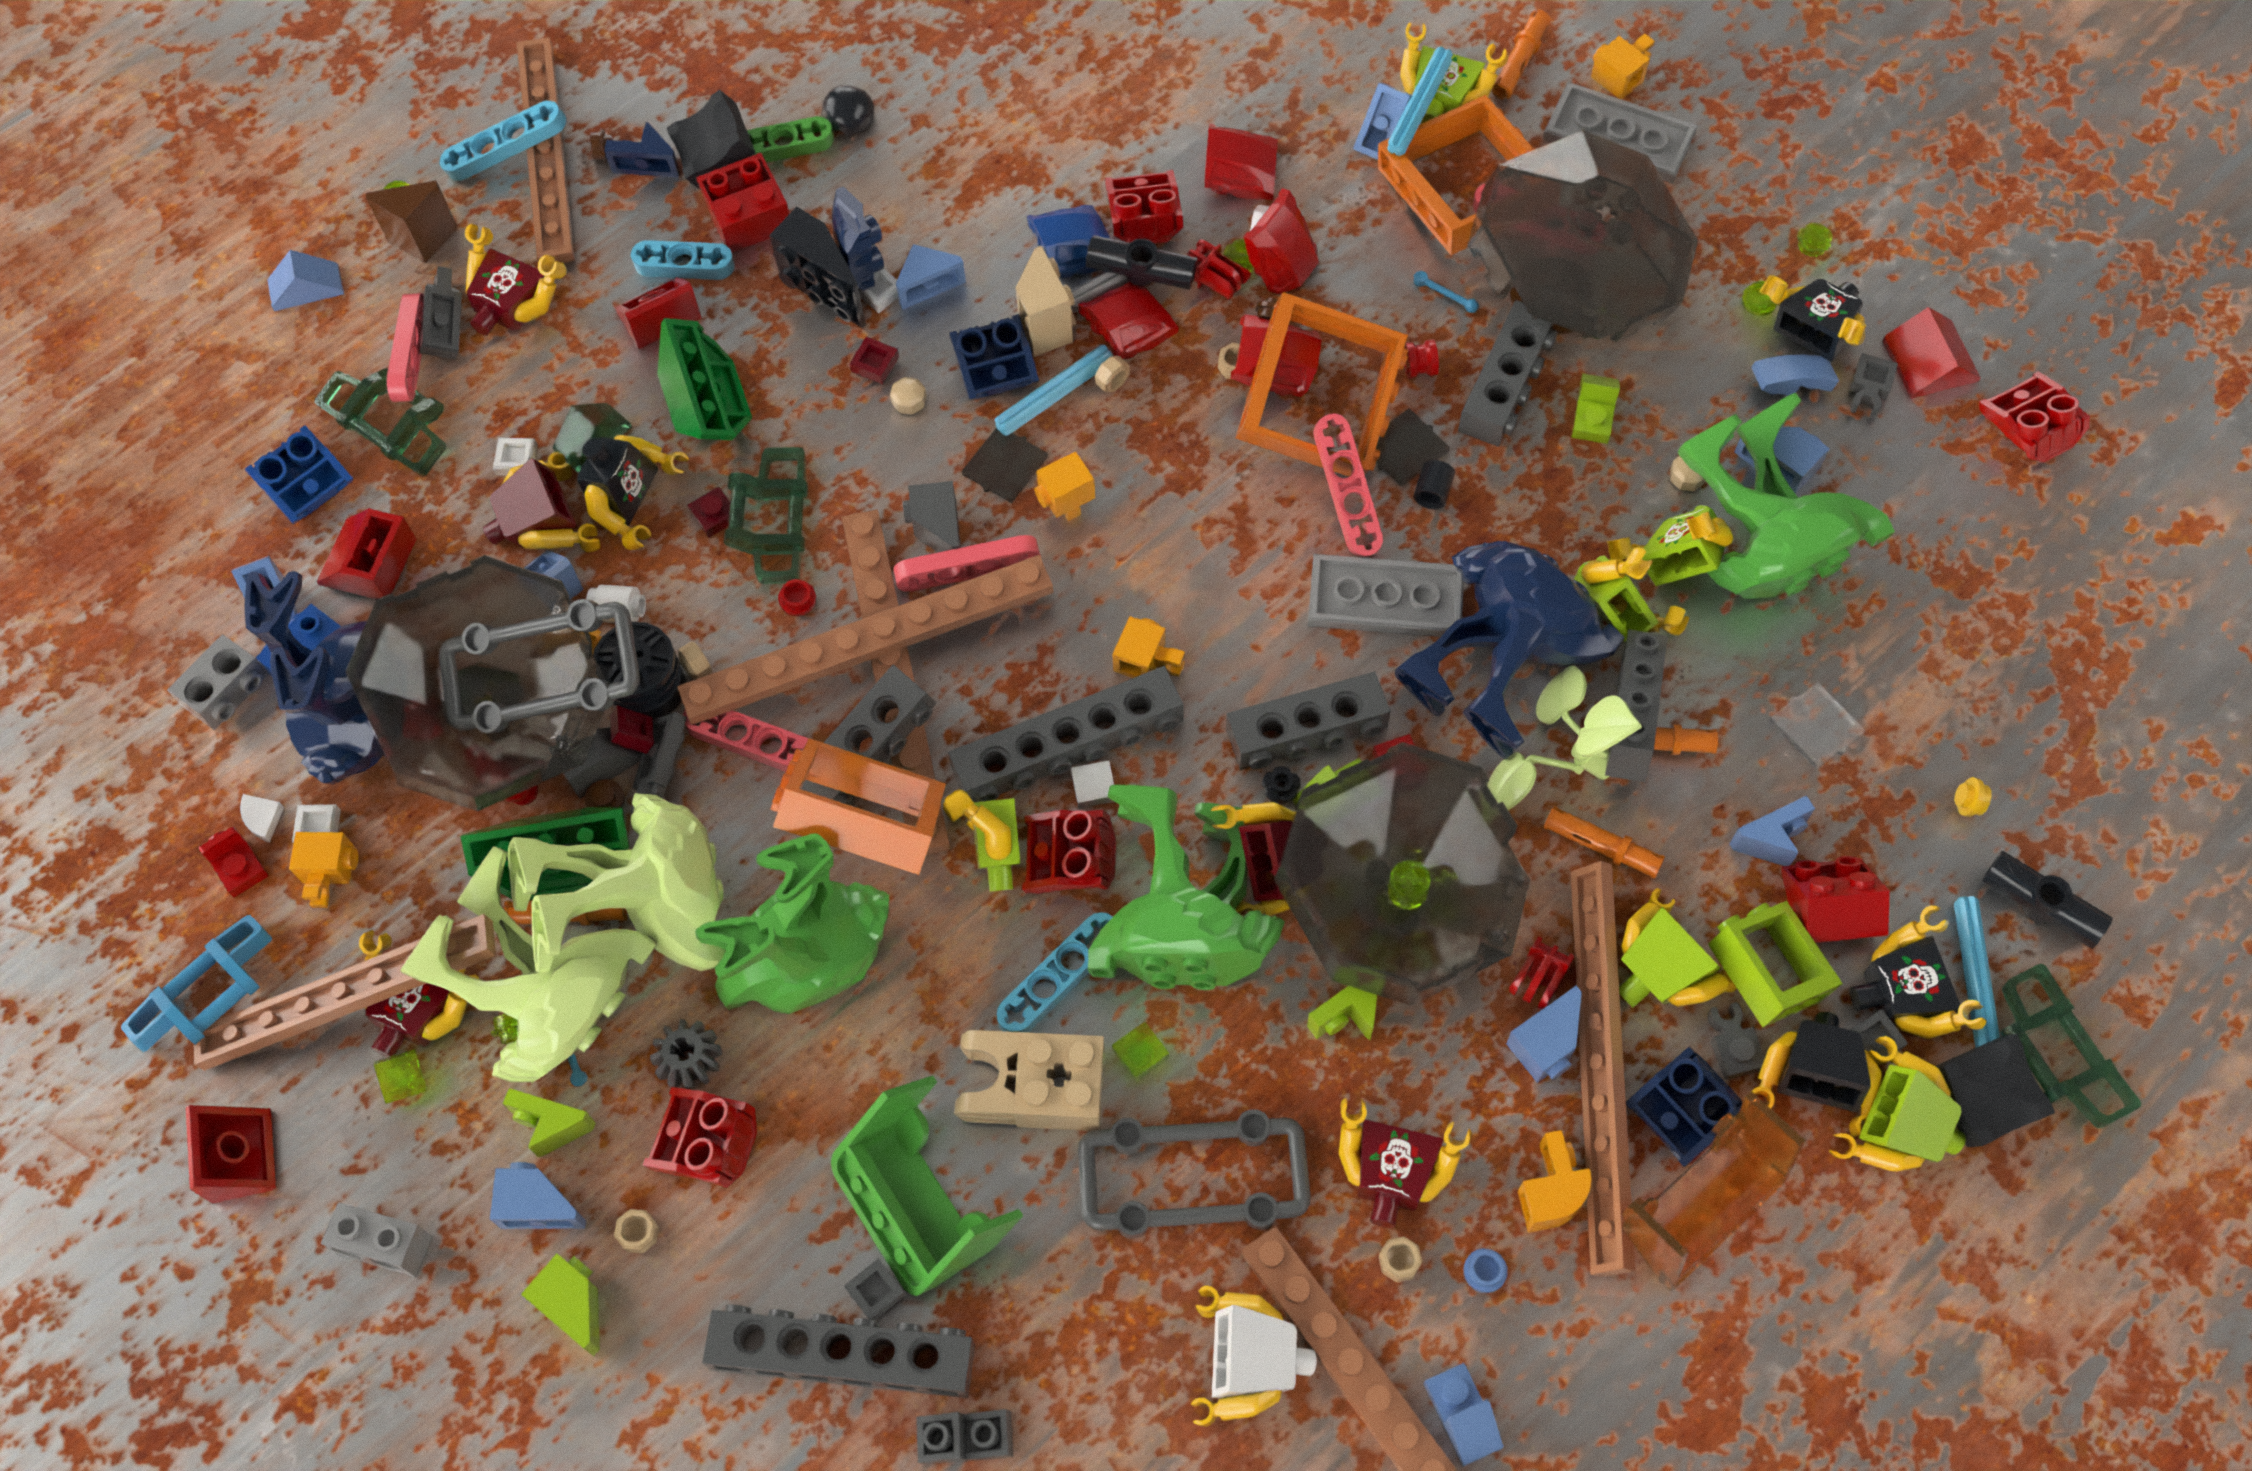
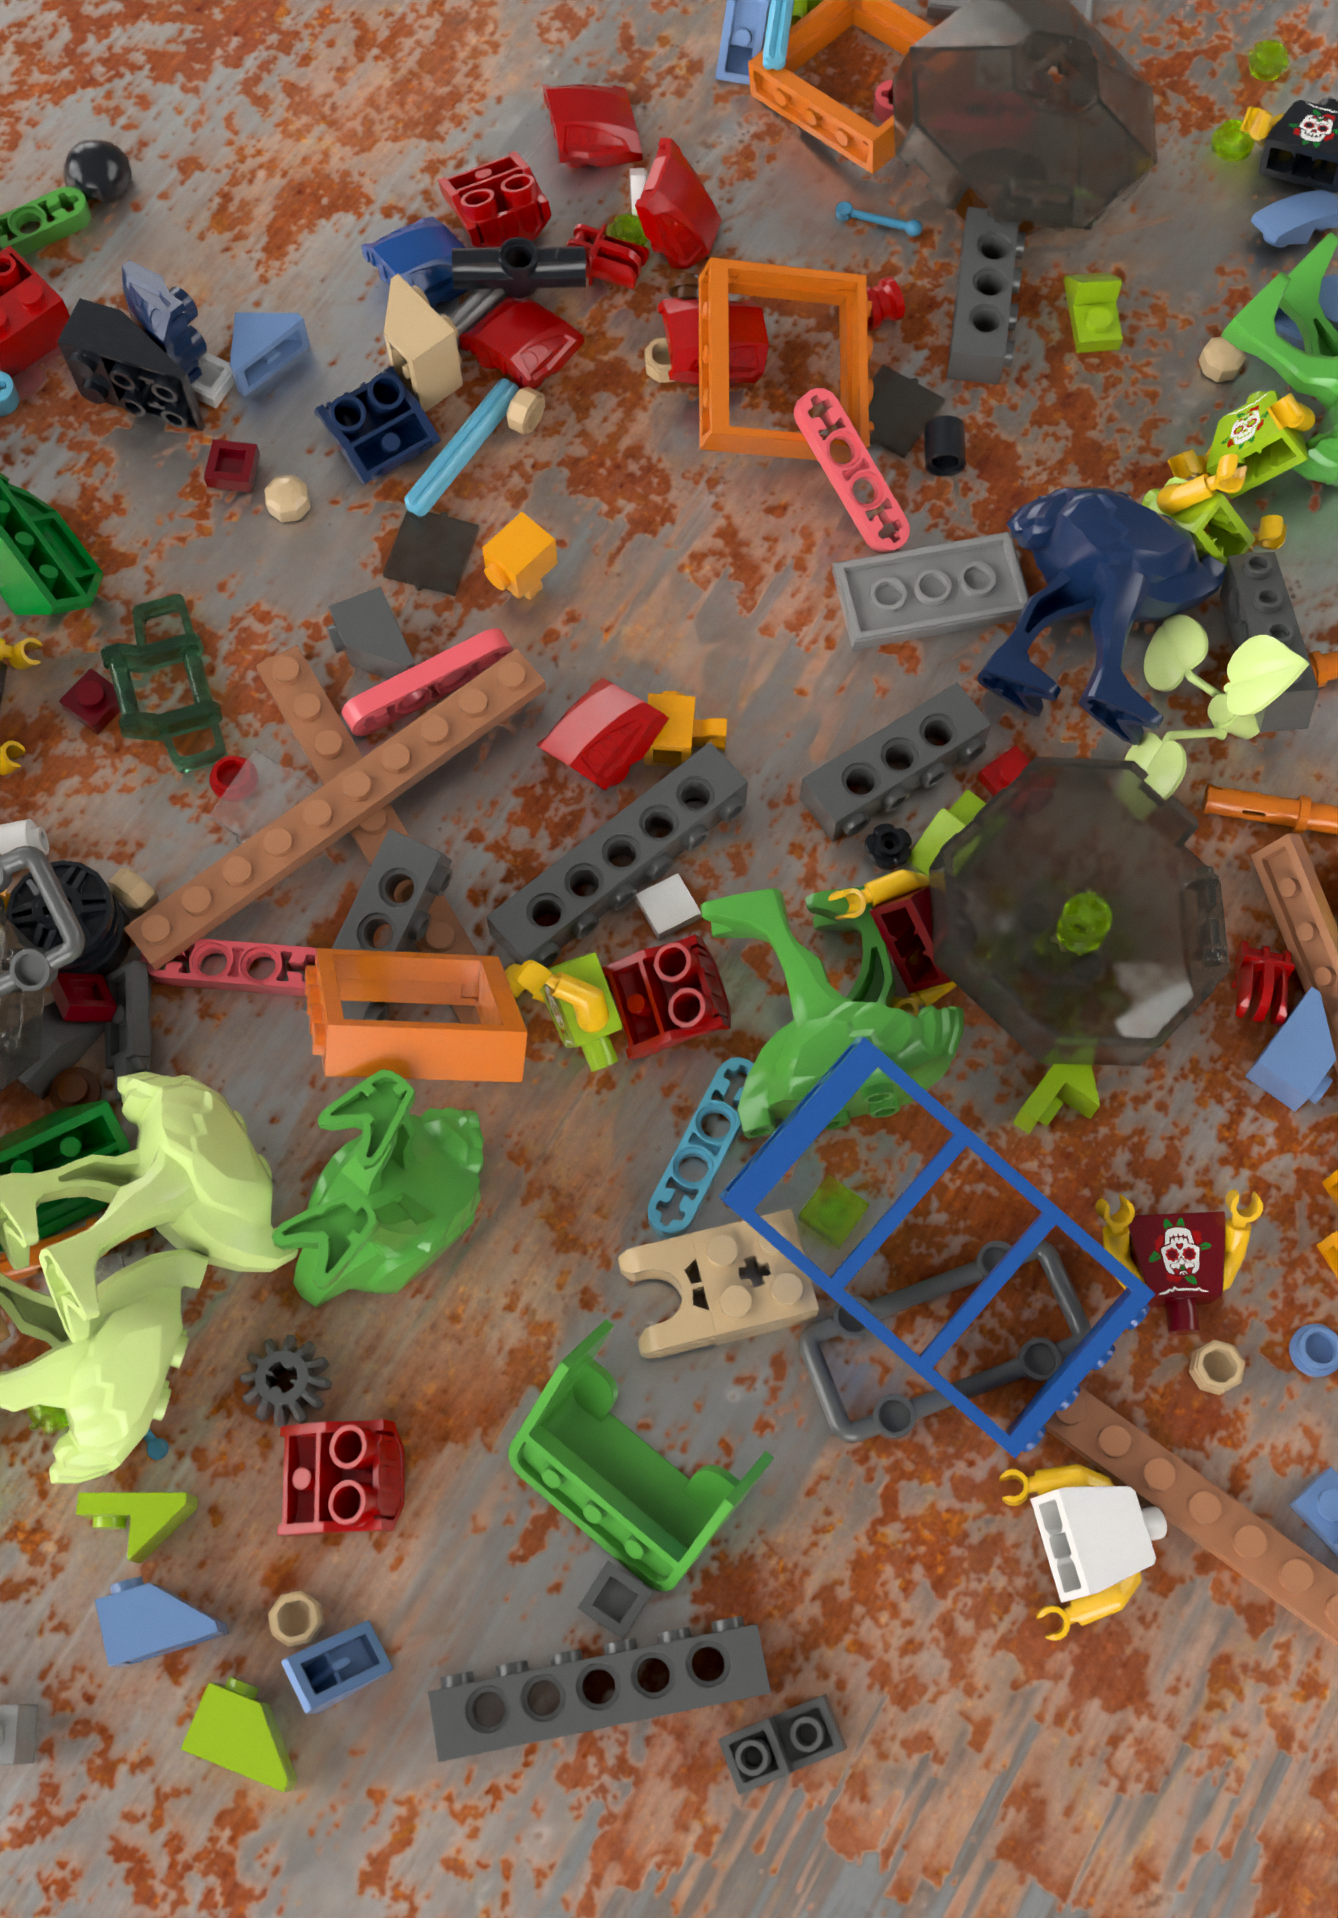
camera: 20 degrees left, 5 degrees up
(652, 1274) = (336, 1667): none -> medium blue slope
(809, 615) = (258, 796): none -> clear piece
(1084, 638) = (604, 733): none -> red slope
(1119, 972) = (804, 1126): none -> blue window

